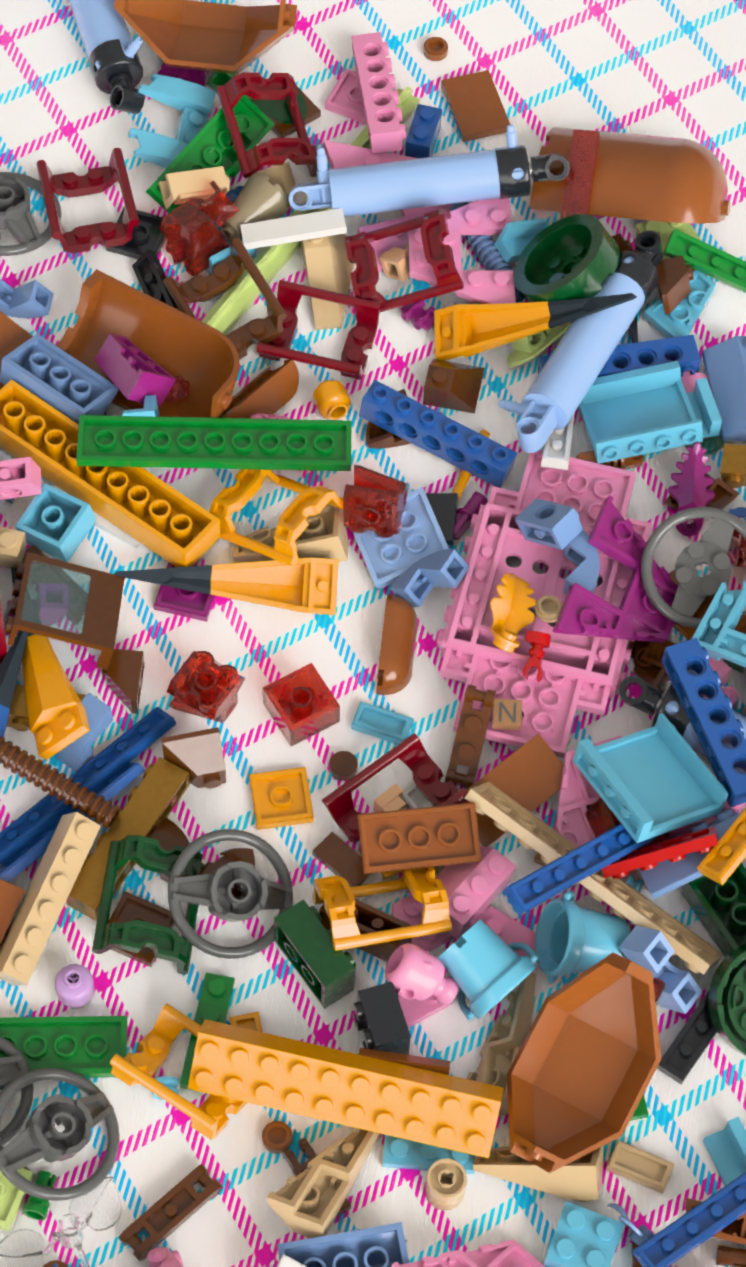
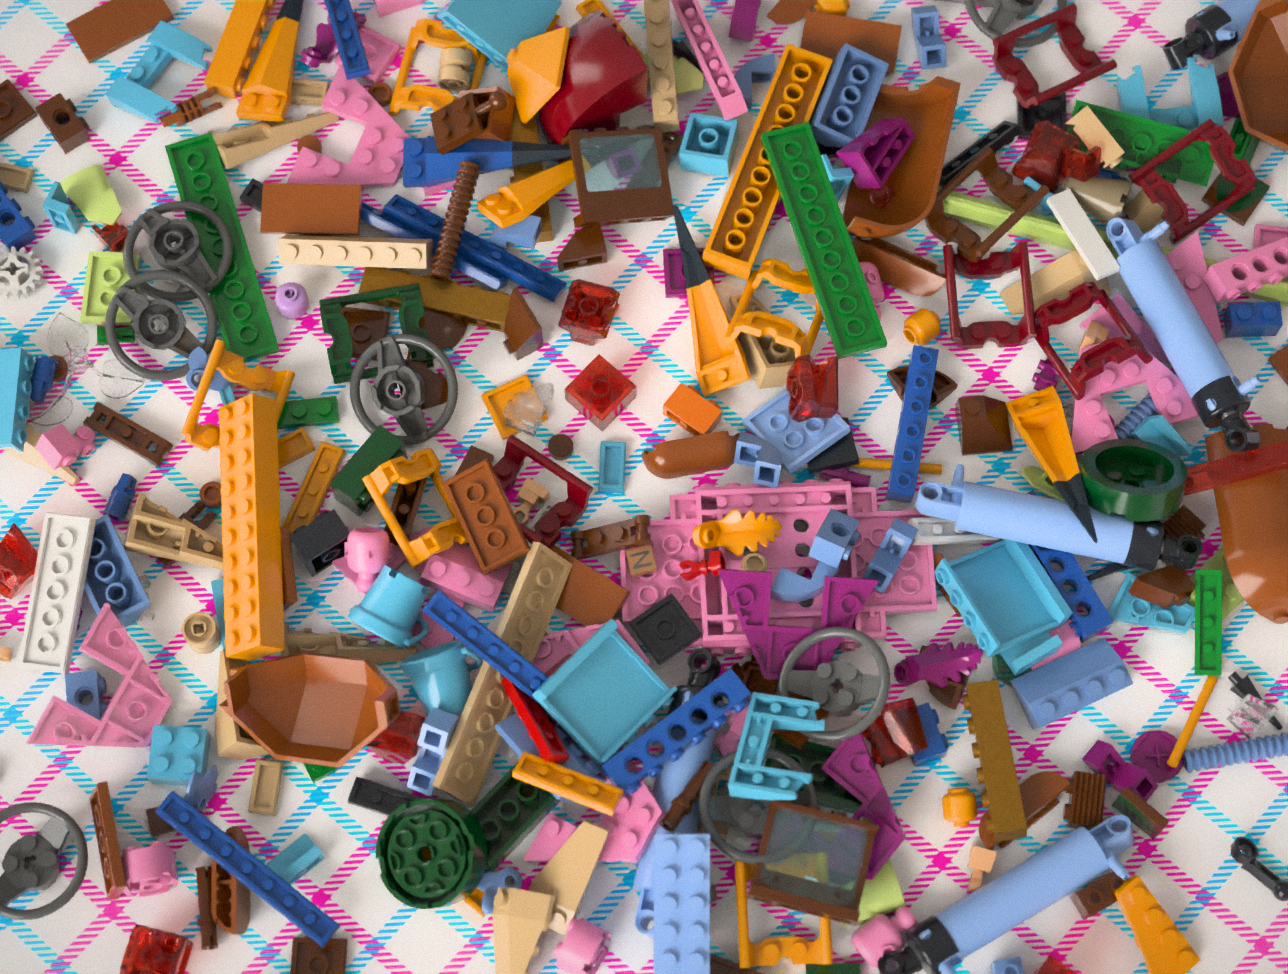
camera: 75 degrees right, 10 degrees up
(124, 1098) = (197, 363): none -> medium blue plate
(251, 1238) = (121, 498): none -> blue hinge
(298, 777) = (529, 408): none -> clear slope
(301, 1020) = (314, 486): none -> light orange tile
(350, 628) = (692, 410): none -> orange brick
(571, 491) = (890, 553): none -> medium blue brick
(588, 712) = (665, 629): none -> black tile

